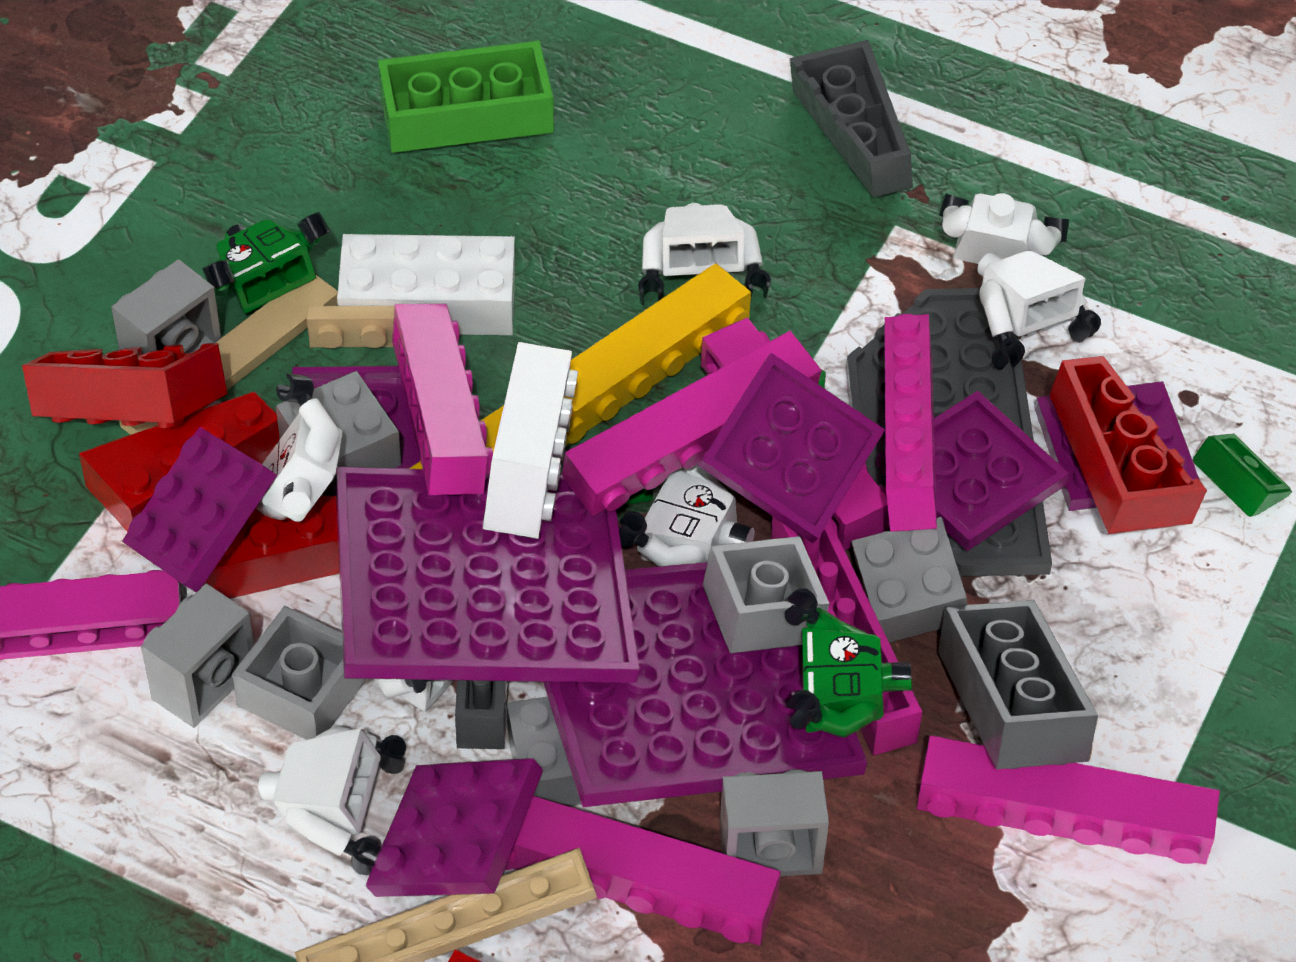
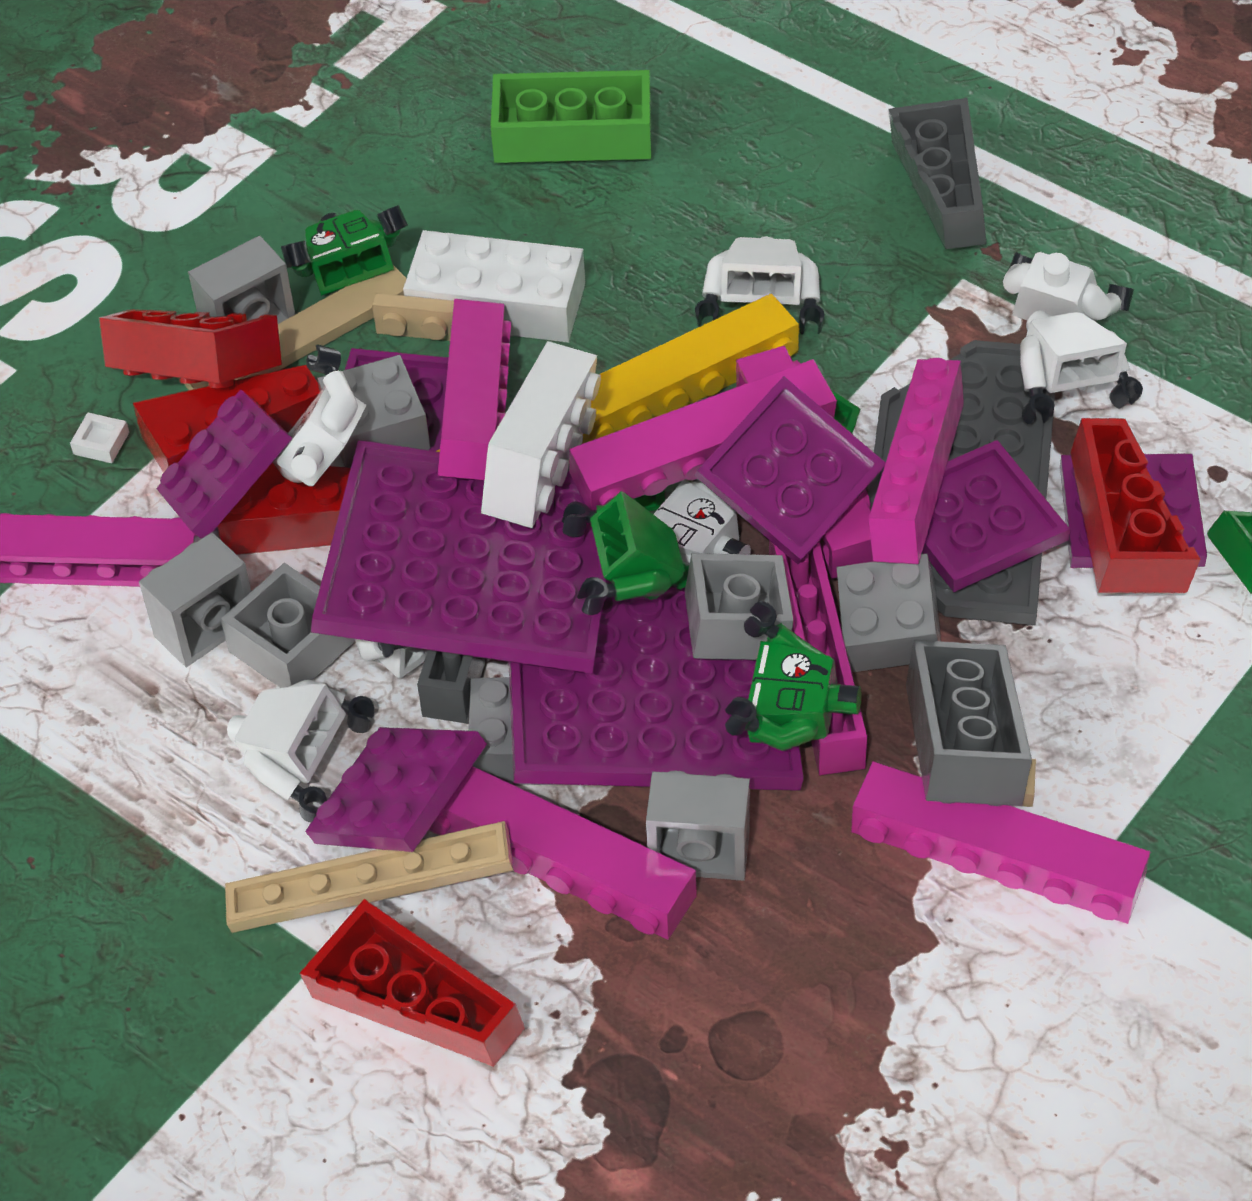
camera: 15 degrees right, 0 degrees up
(44, 493) = (99, 437): none -> white plate
(650, 547) = (633, 550): none -> green torso

